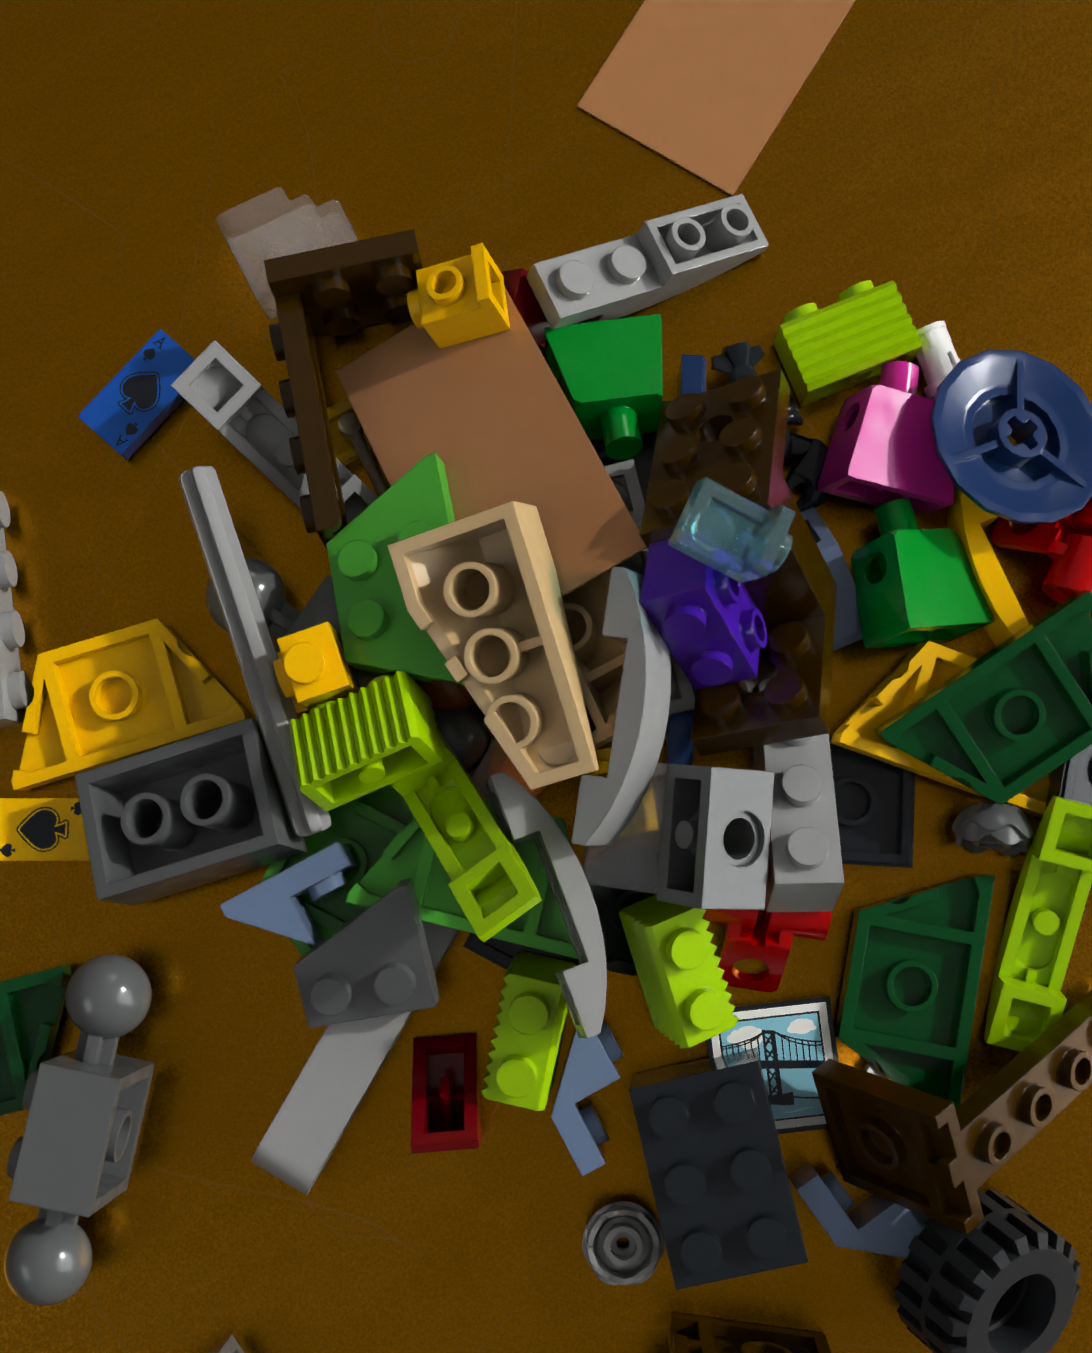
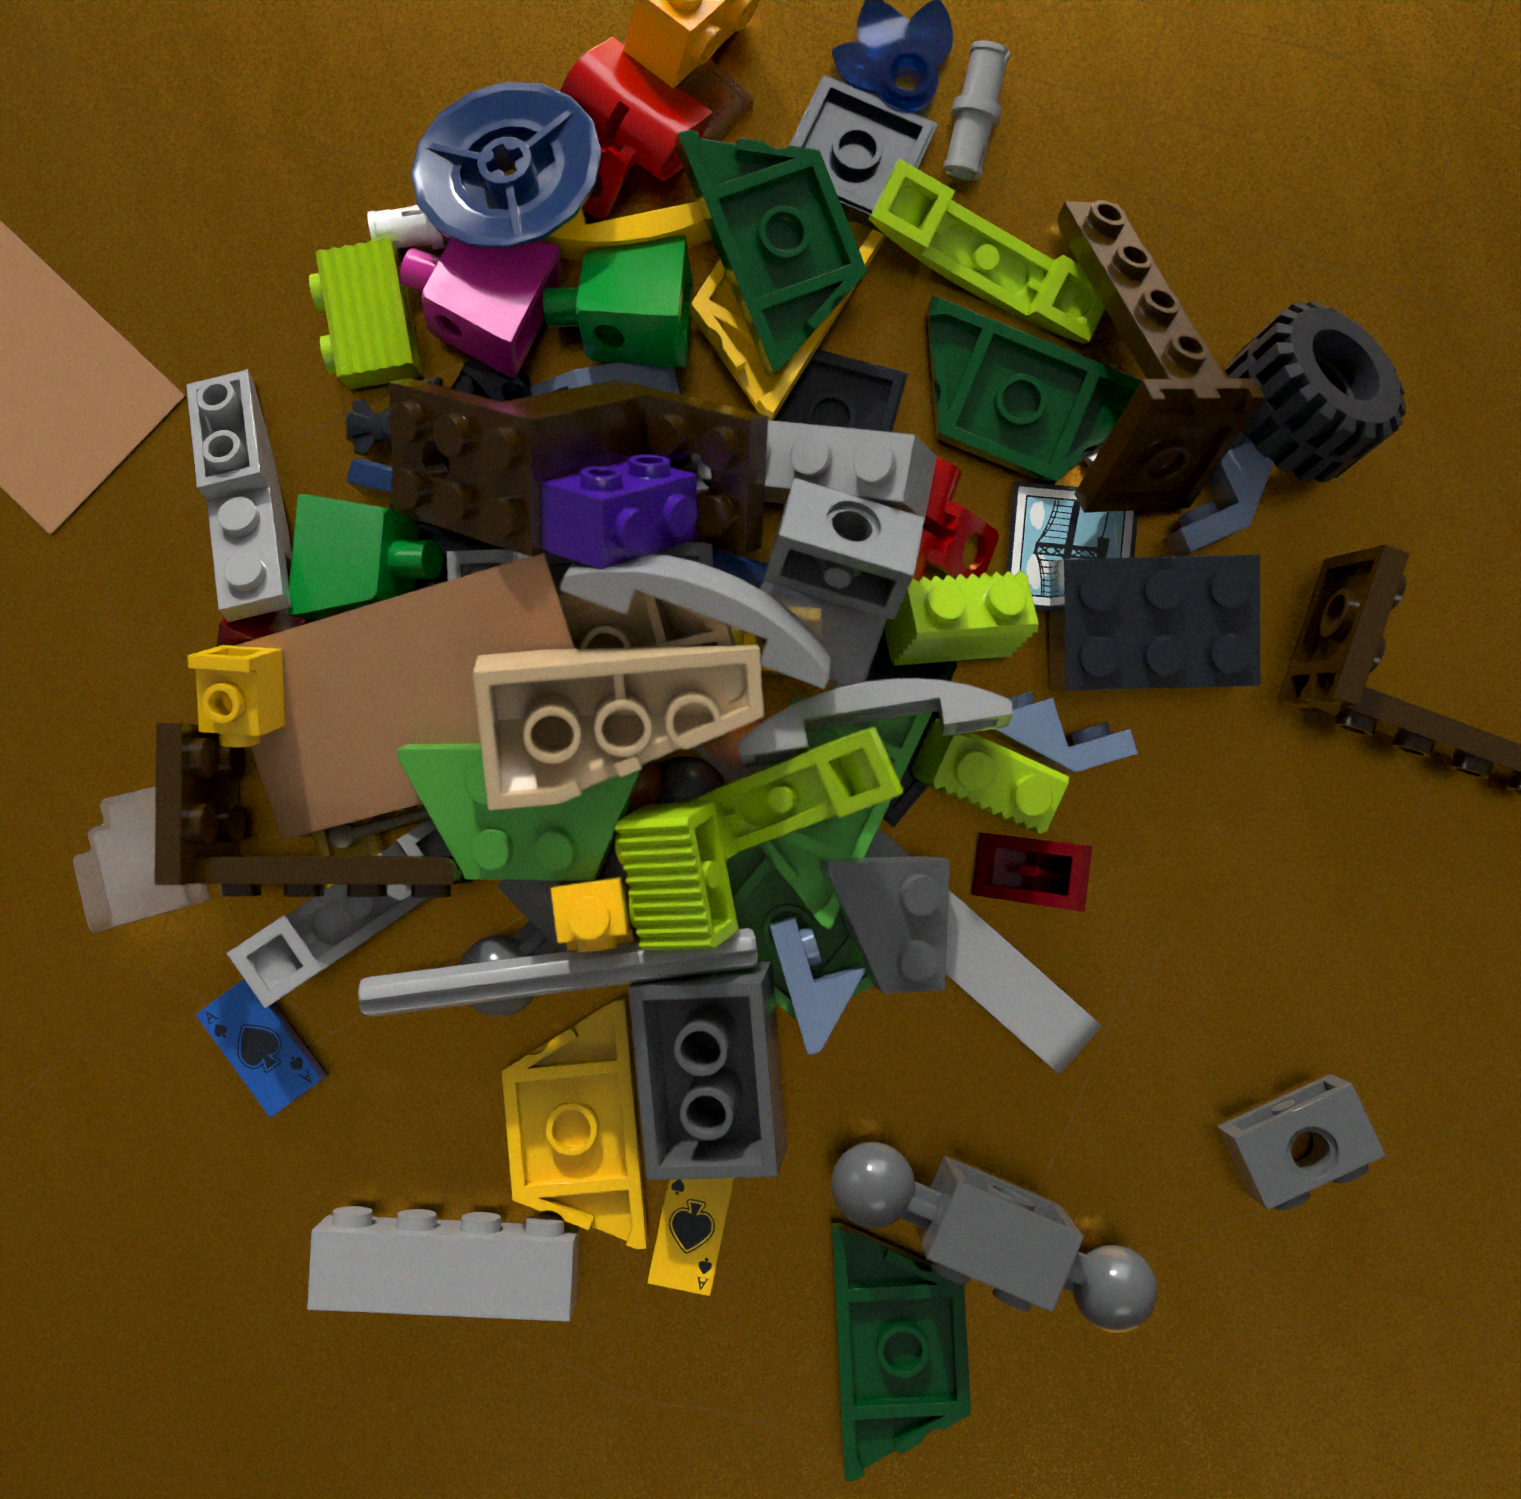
camera: 85 degrees left, 5 degrees up
(628, 1264) = (1226, 727): light grey plate -> none
(732, 532) = (554, 459): clear light blue bracket -> none
(993, 827) = (886, 285): dark grey plate -> none

